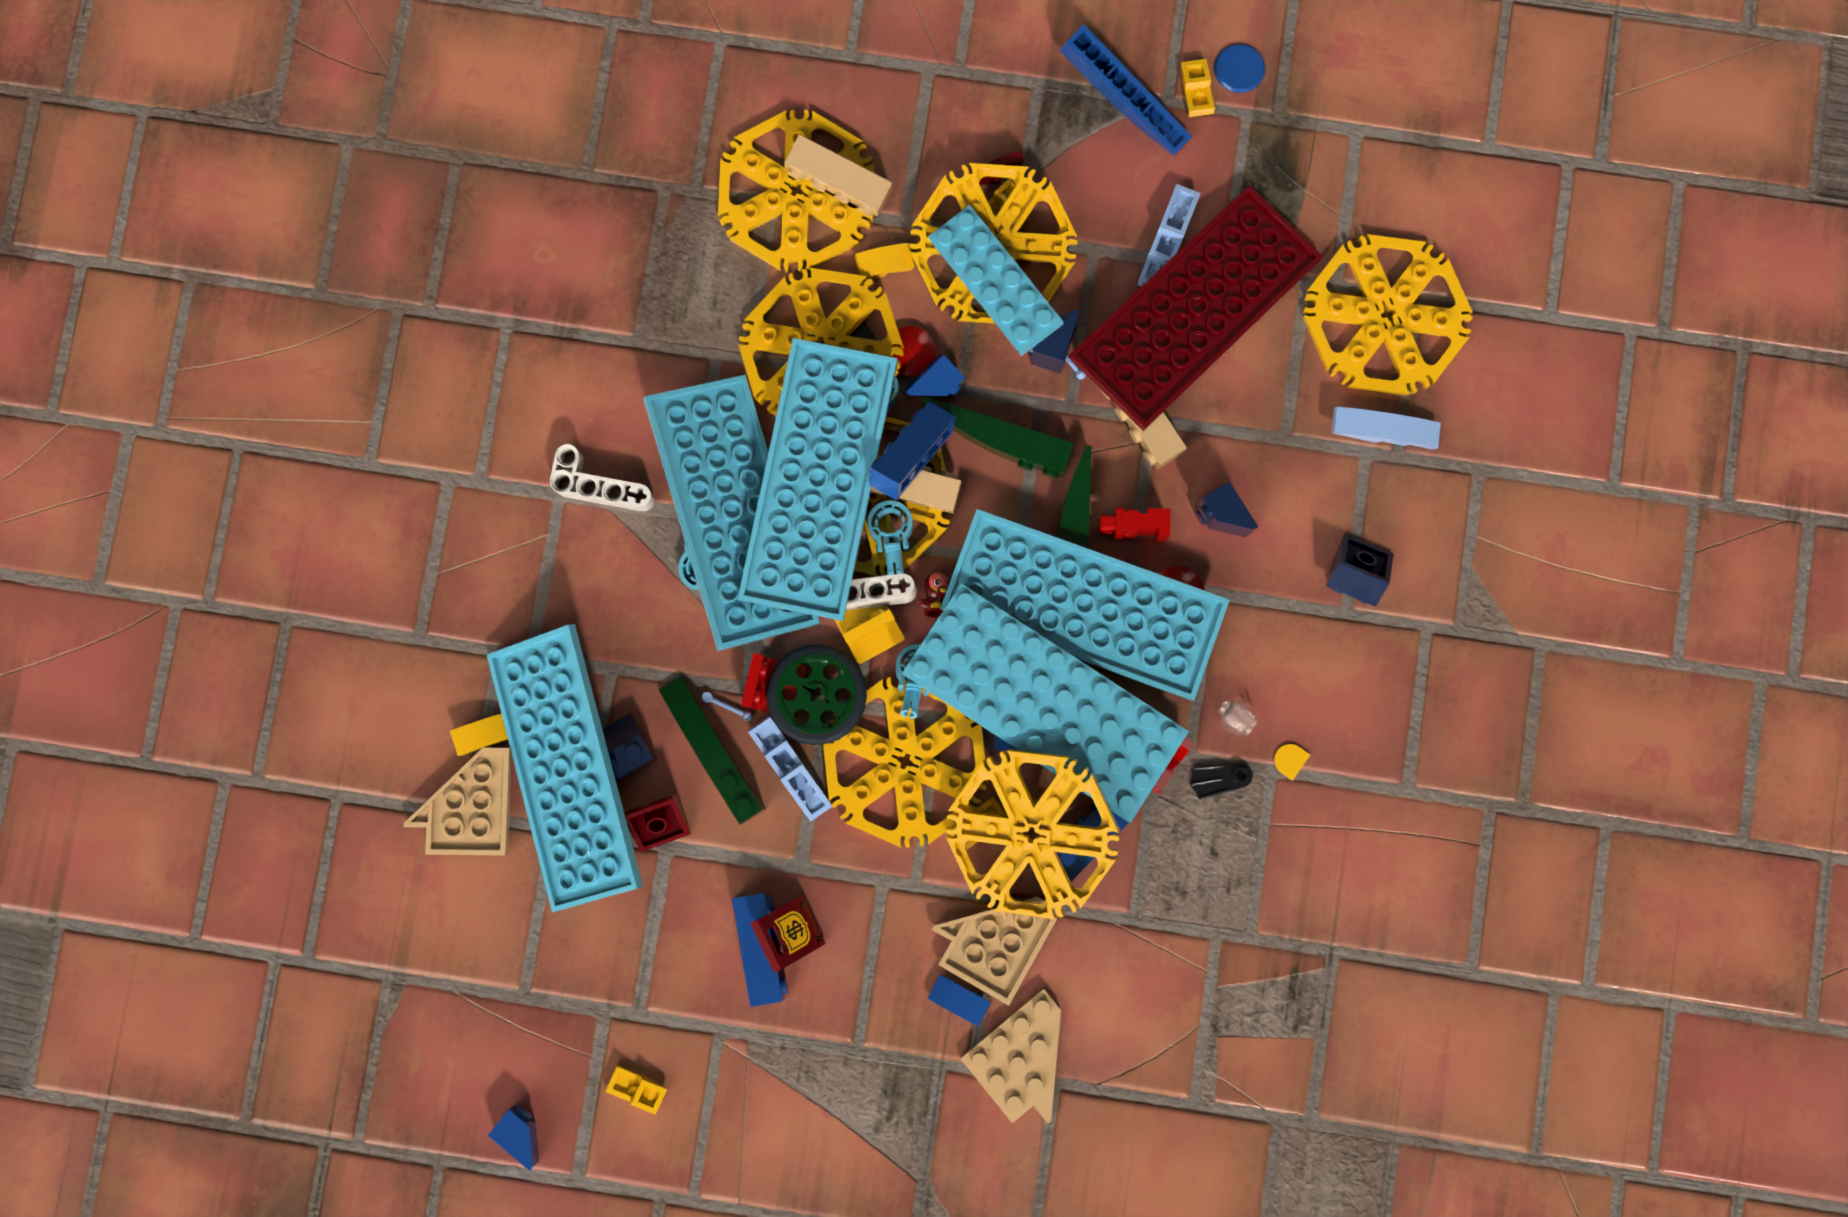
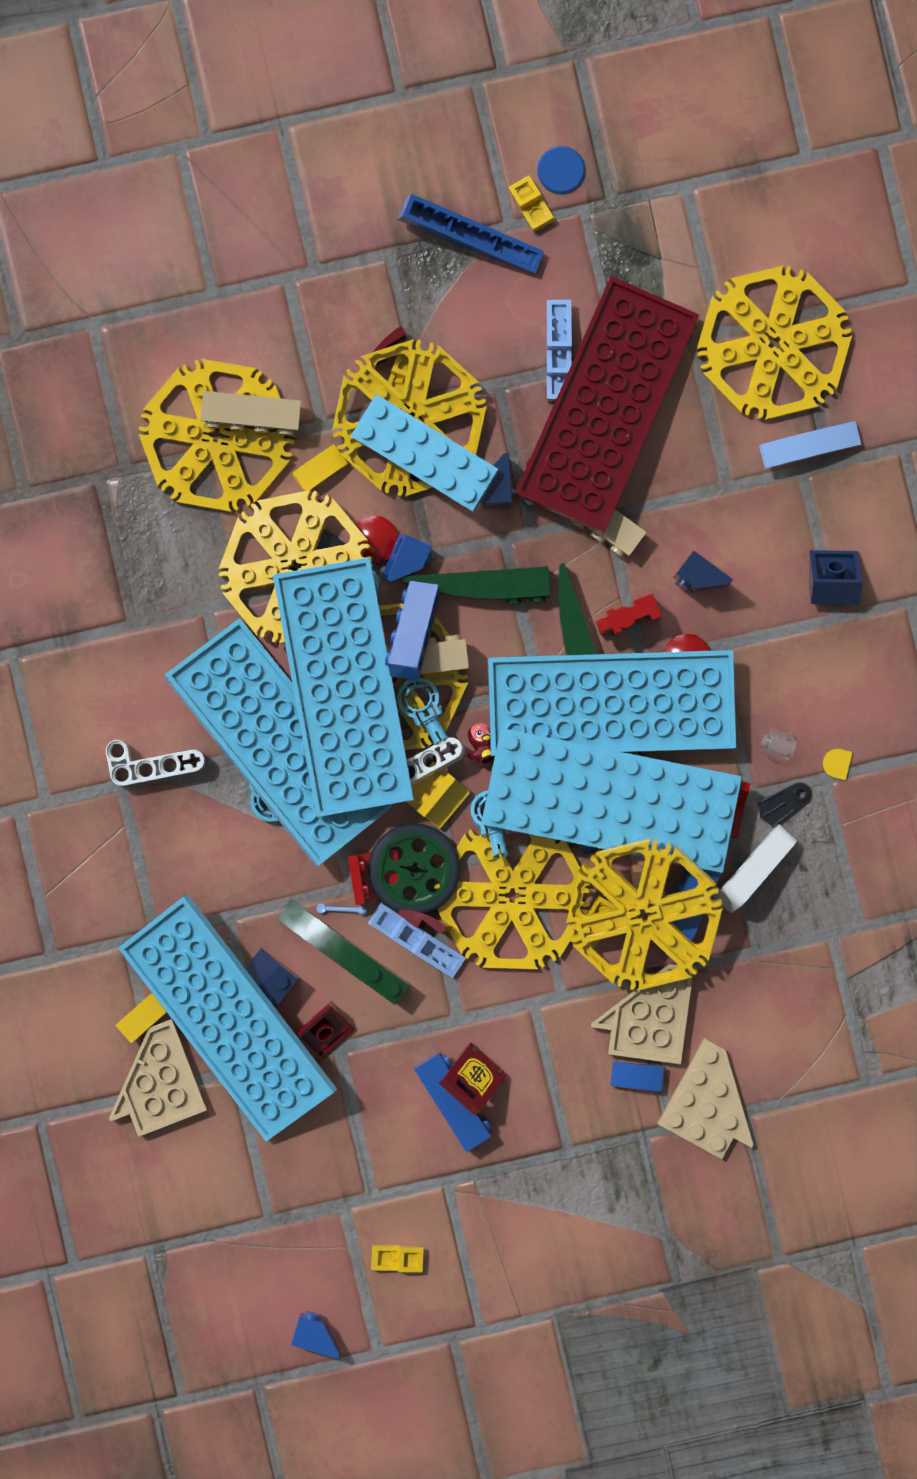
camera: 25 degrees left, 5 degrees up
(801, 748) = (420, 919): none -> dark red slope
(1165, 834) = (755, 869): none -> white beam

